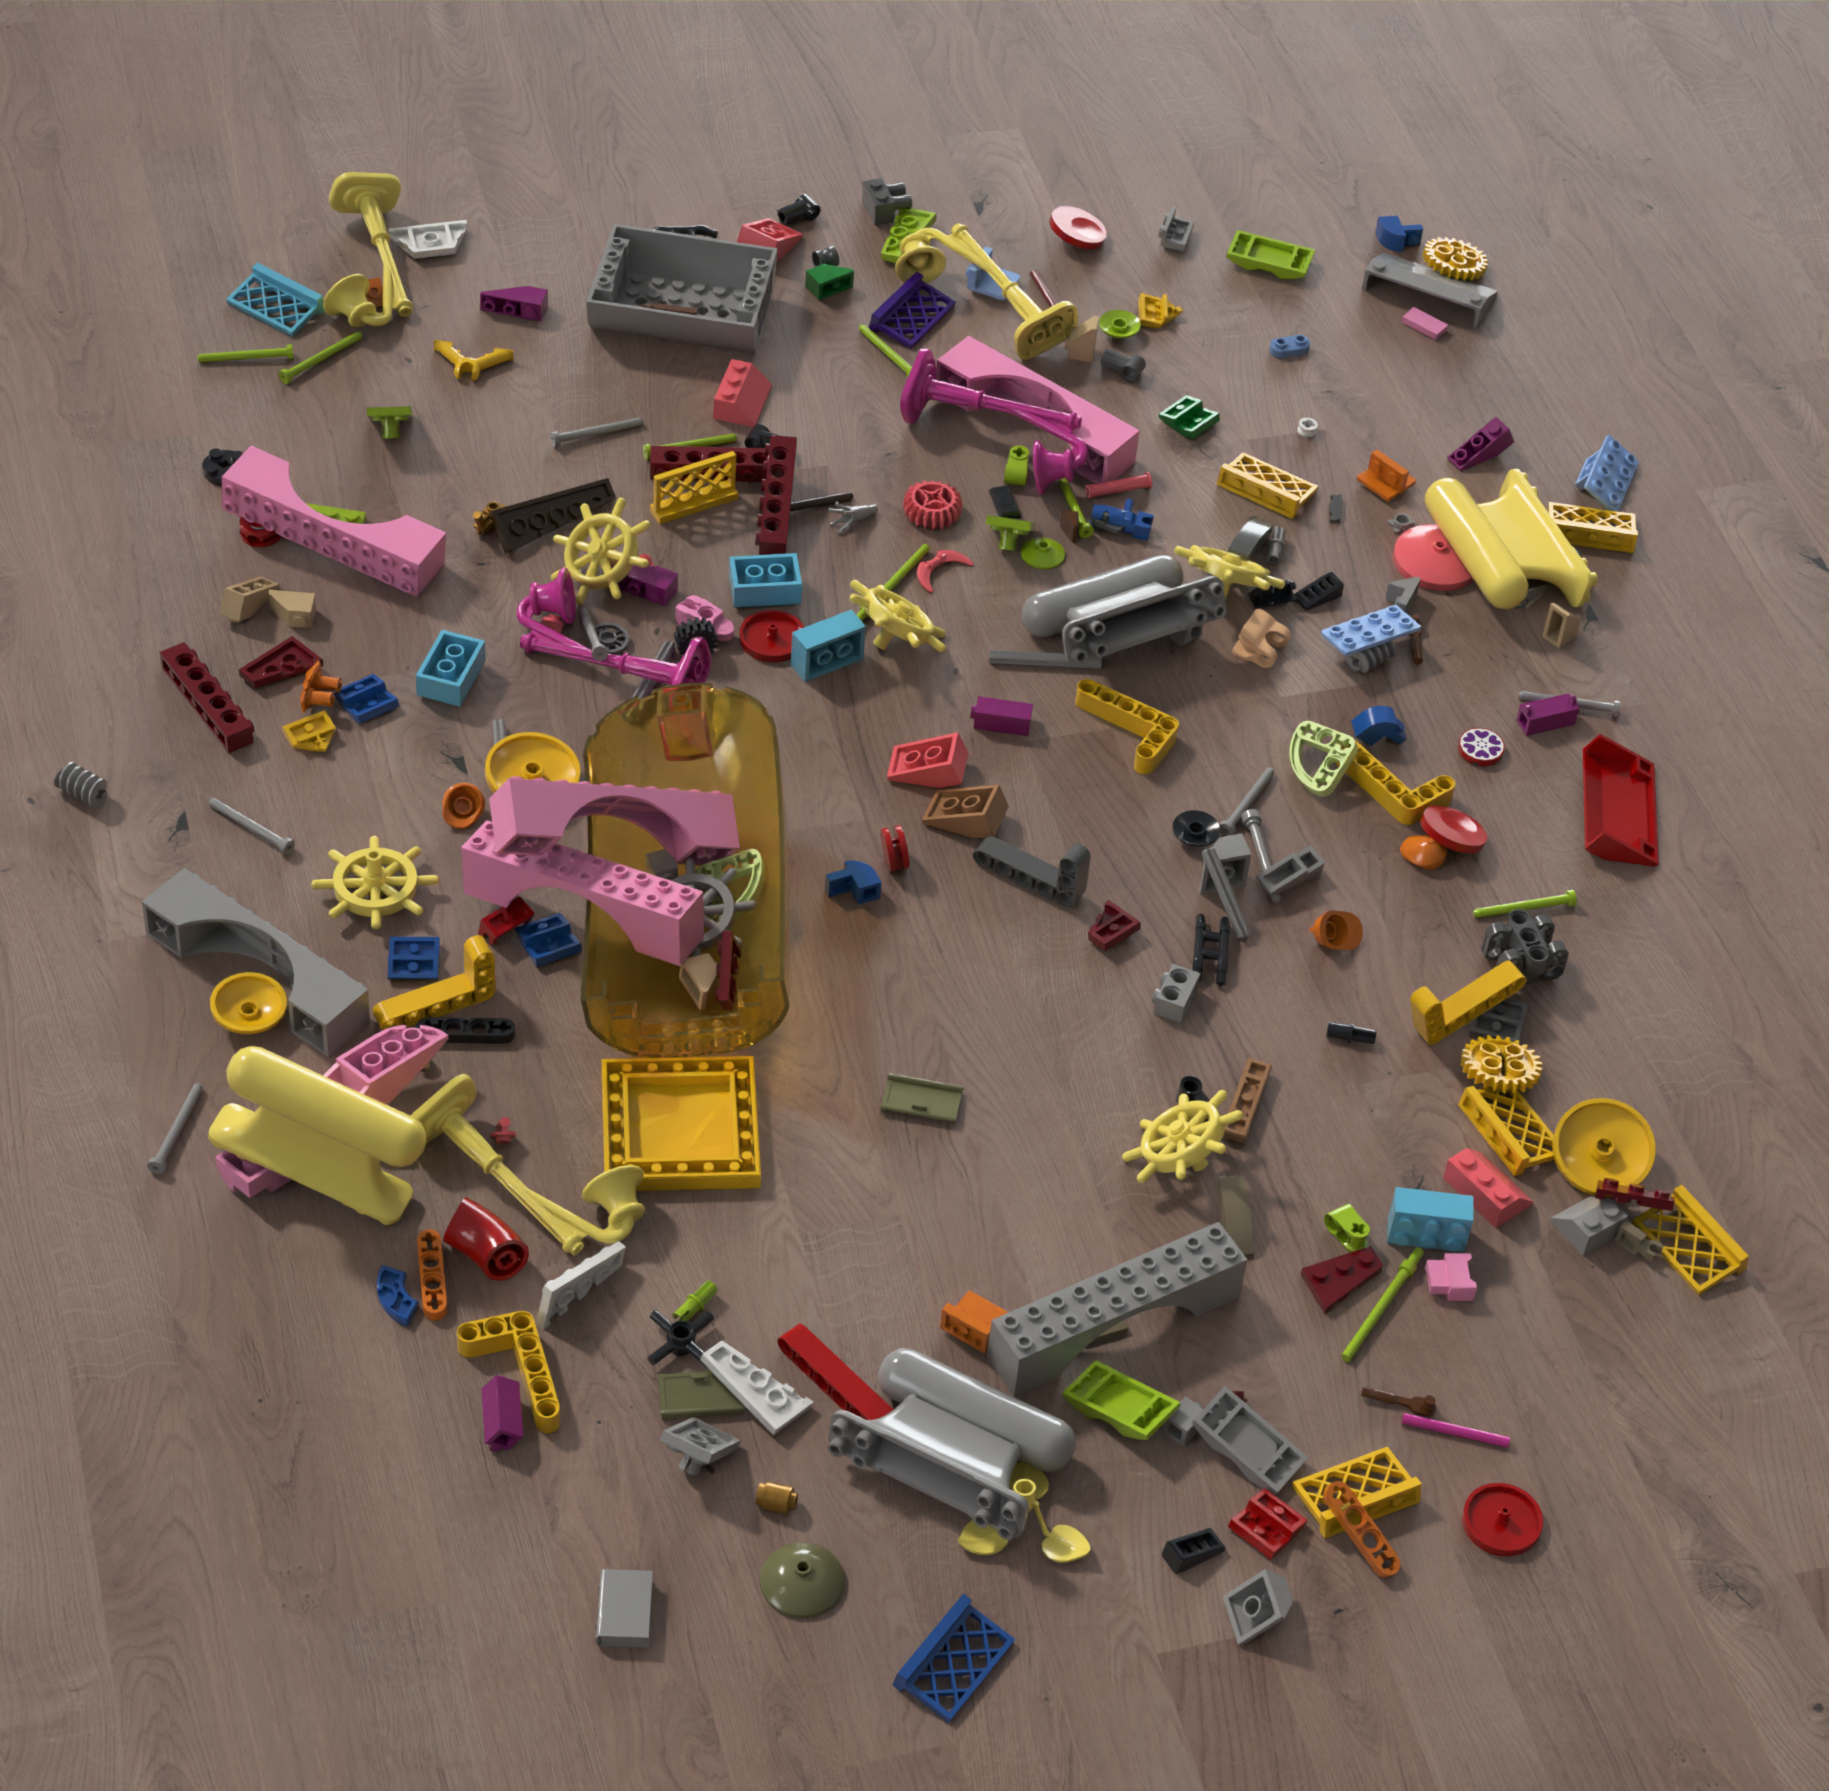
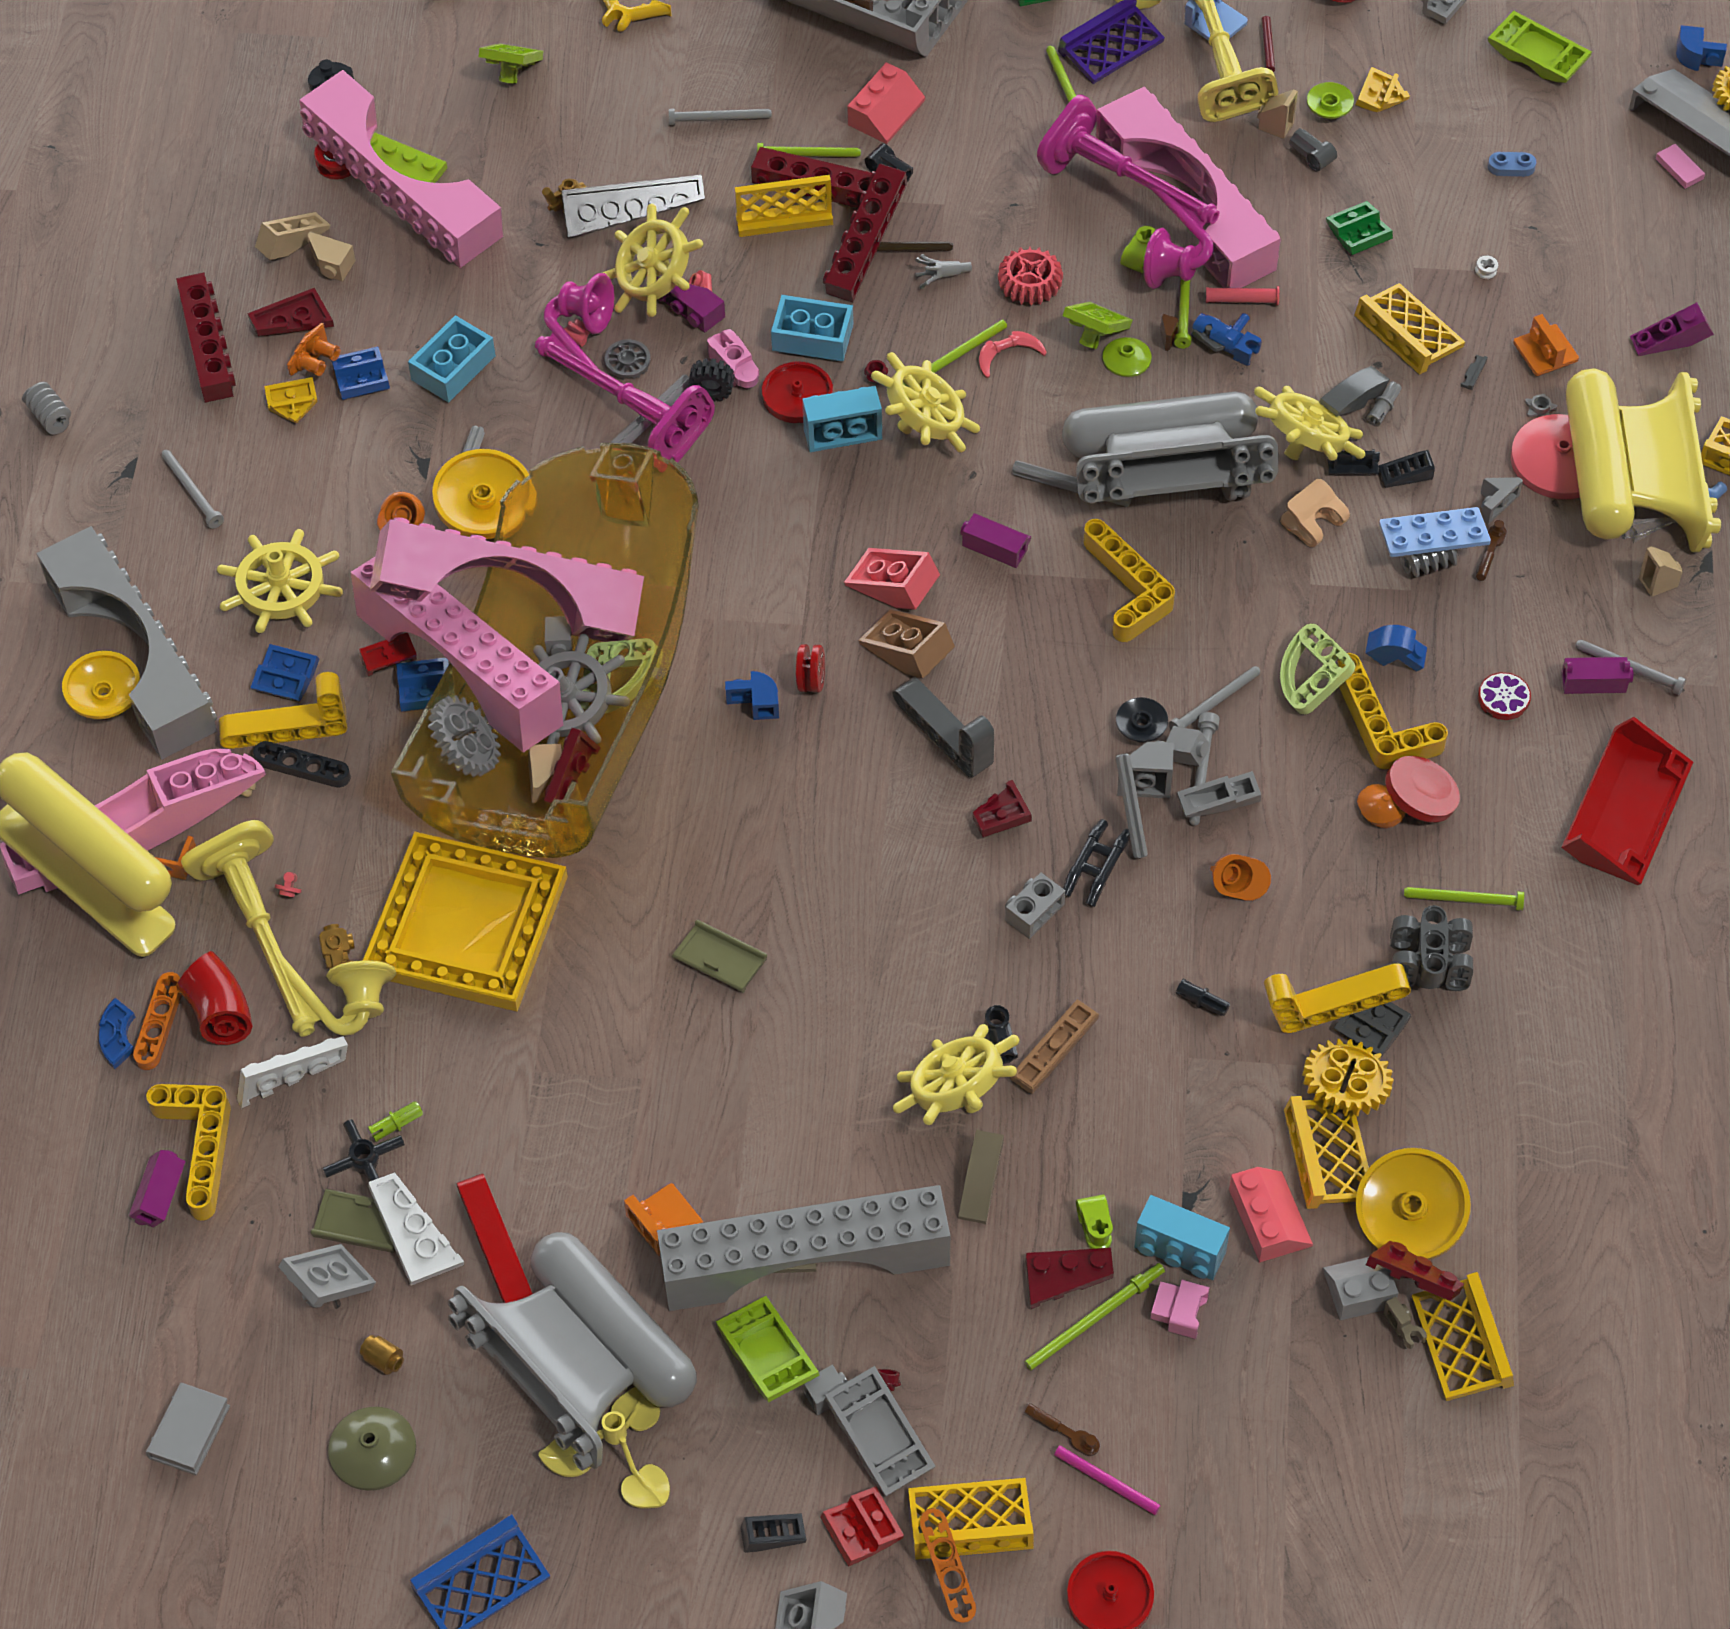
camera: 25 degrees right, 10 degrees up
(571, 1171) = (335, 945): none -> pearl gold piece
(599, 651) = (601, 375): light grey bar -> none
(634, 973) = (456, 719): none -> light grey gear
(834, 605) = (875, 365): none -> dark red plate
(1004, 502) = (1112, 288): black tile -> none
(1252, 834) = (1189, 745): none -> light grey brick

